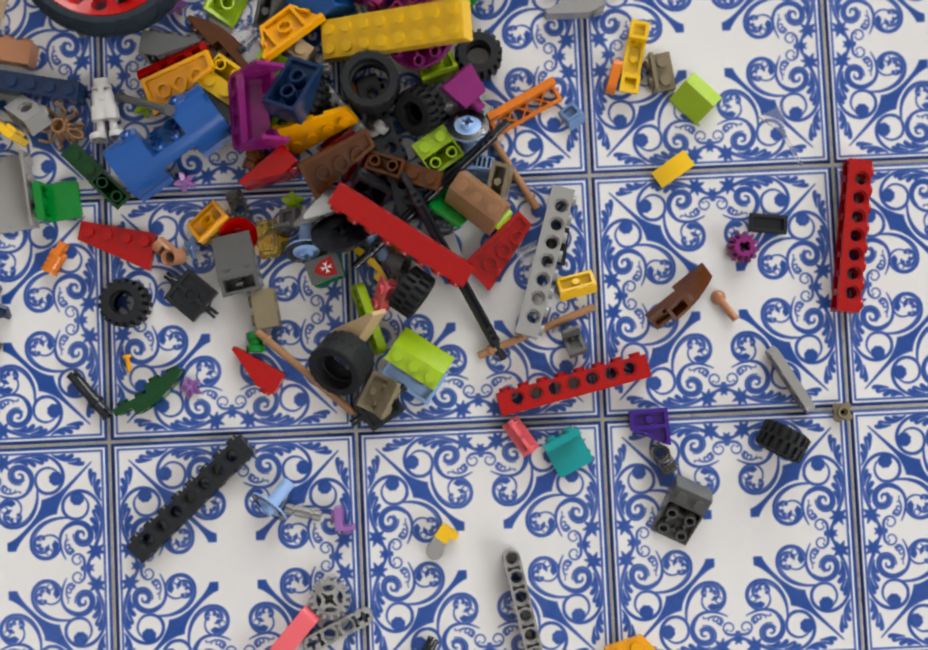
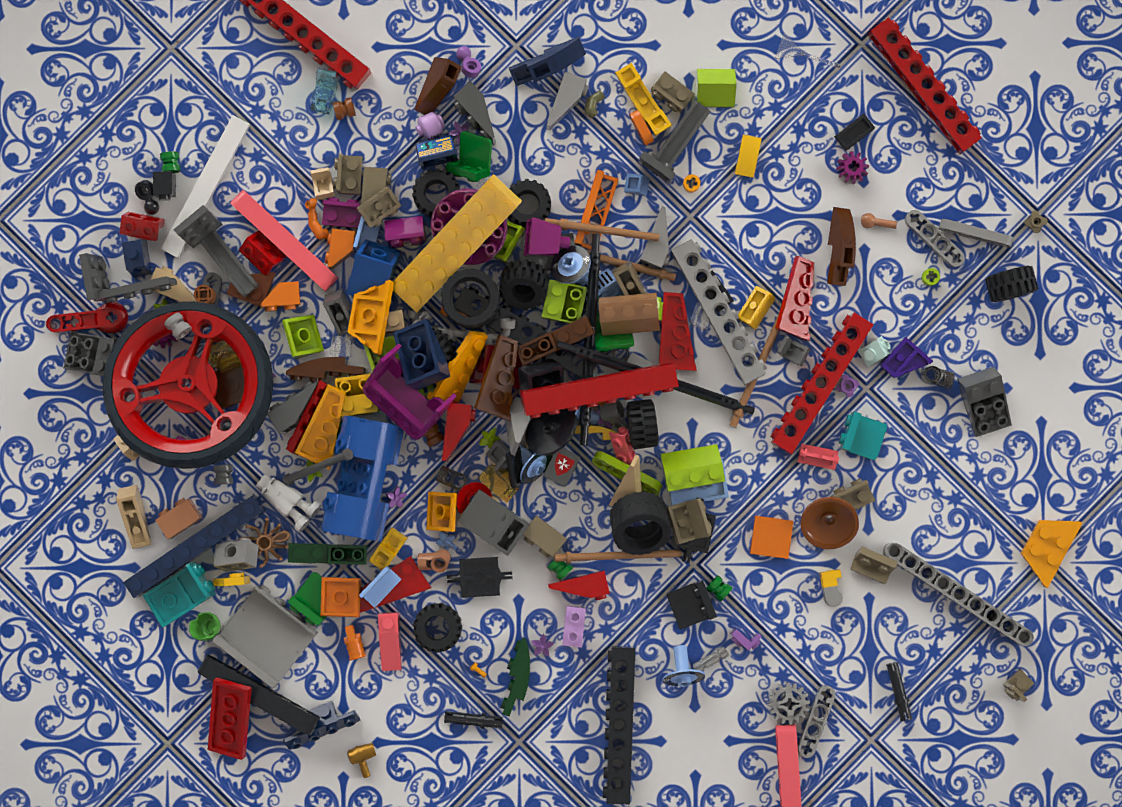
camera: 35 degrees left, 0 degrees up
(76, 50) = (223, 474): none -> dark grey wheel
(76, 215) = (340, 597): none -> orange tile
(83, 280) = (390, 640): none -> coral slope
(111, 234) = (380, 586): none -> light blue panel
(144, 214) = (388, 549): none -> yellow slope
(225, 394) = (574, 626): none -> lavender brick
(289, 235) = (515, 467): none -> black tile
(326, 458) = (691, 604): none -> black bracket
(357, 465) = (719, 588): none -> green wheel
(431, 463) = (771, 537): none -> orange tile
(479, 500) = (833, 531): none -> dark orange dish
(486, 554) = (873, 565): none -> dark tan bracket
(491, 94) = (565, 224): none -> medium nougat bar
(518, 490) = (857, 495): none -> dark tan bracket
(544, 173) = (656, 252): none -> light grey slope
(594, 26) = (591, 102): none -> olive arm
(595, 404) = (853, 384): none -> medium lavender plate
(605, 311) = (796, 303): none -> wing
(613, 145) = (694, 188): none -> light orange bush
(627, 111) = (662, 162): none -> dark grey bracket
(634, 397) = (875, 351): none -> light aqua bracket
(725, 375) = (934, 281): none -> lime bush
(758, 355) = (932, 241): none -> light grey beam

